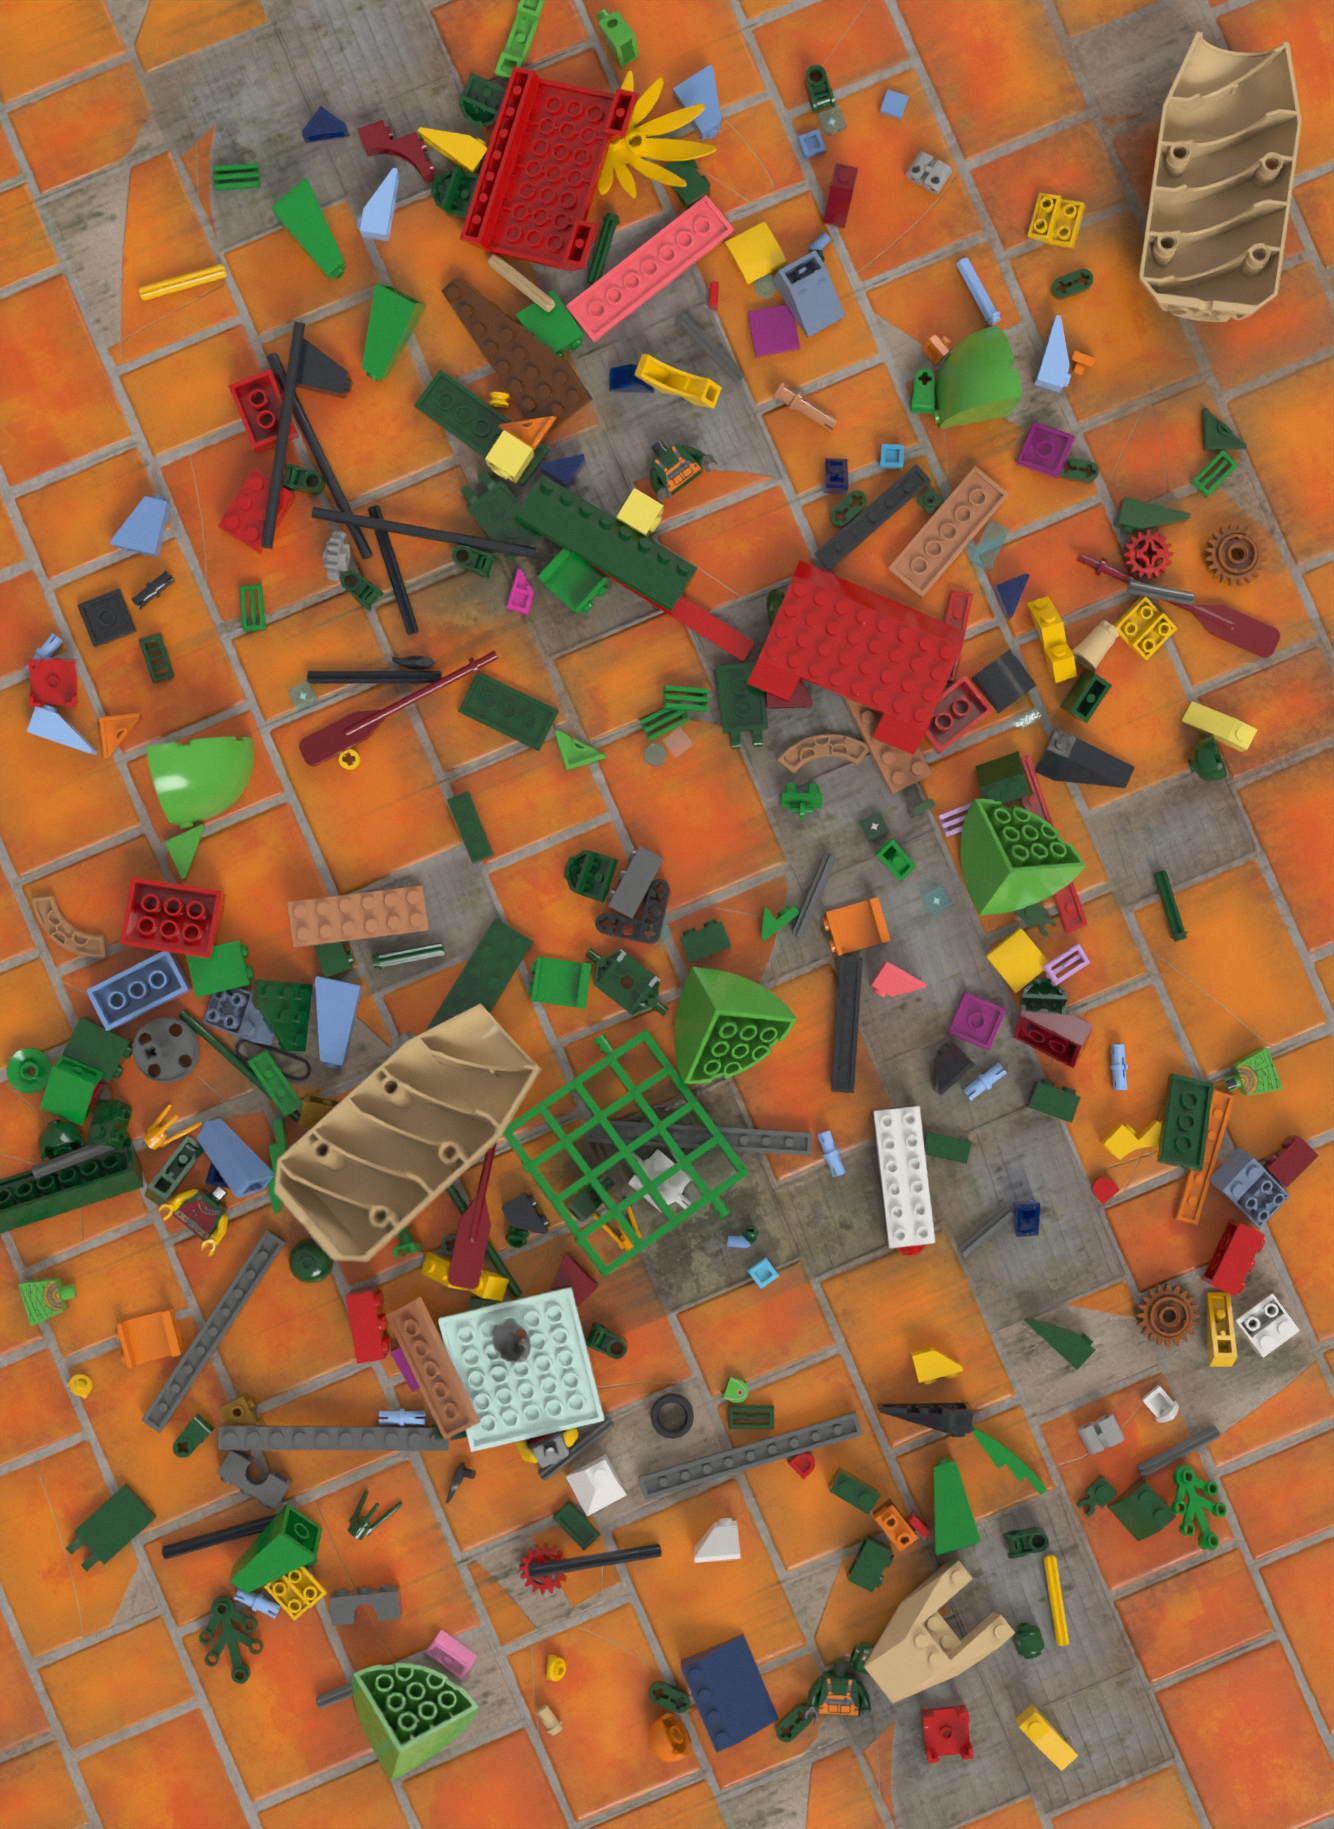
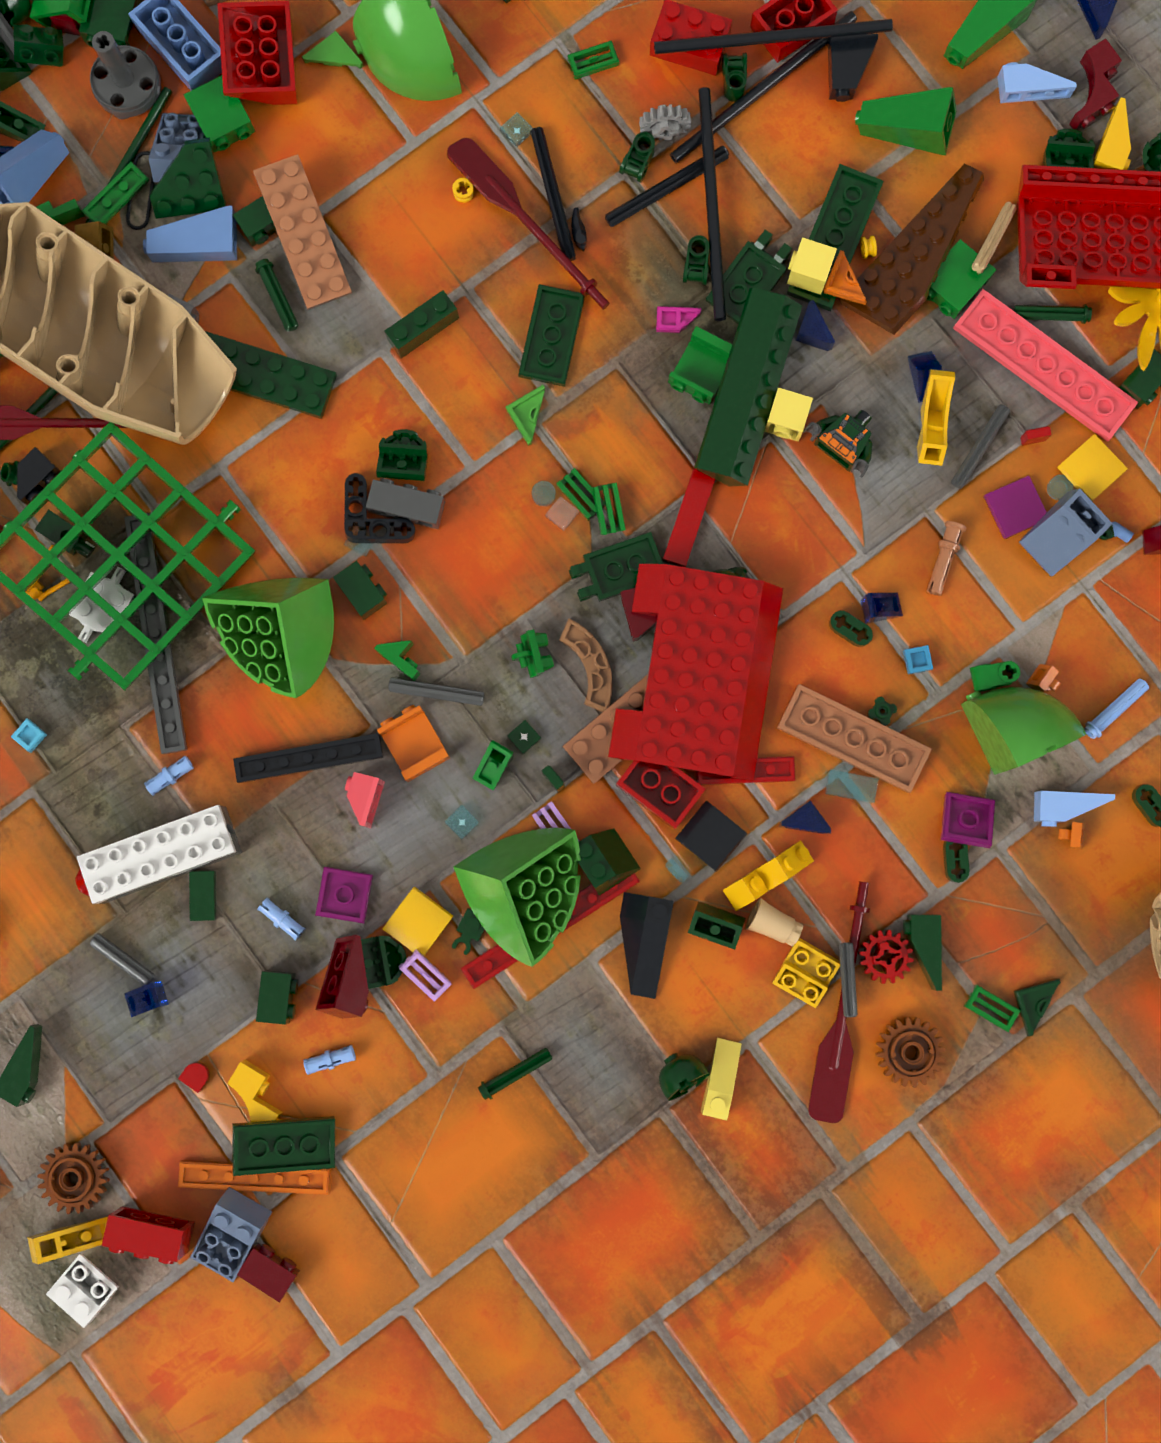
camera: 85 degrees right, 5 degrees down
(157, 1135) = (39, 95): light orange plant -> none
(560, 982) = (284, 453): green panel -> none
(620, 964) = (300, 540): dark green plate -> none
(745, 1240) = (58, 707): arm -> none
(872, 517) = (848, 656): black plate -> none
(949, 1067) = (287, 876): black slope -> none
(1254, 1074) = (354, 1210): bright green torso -> none

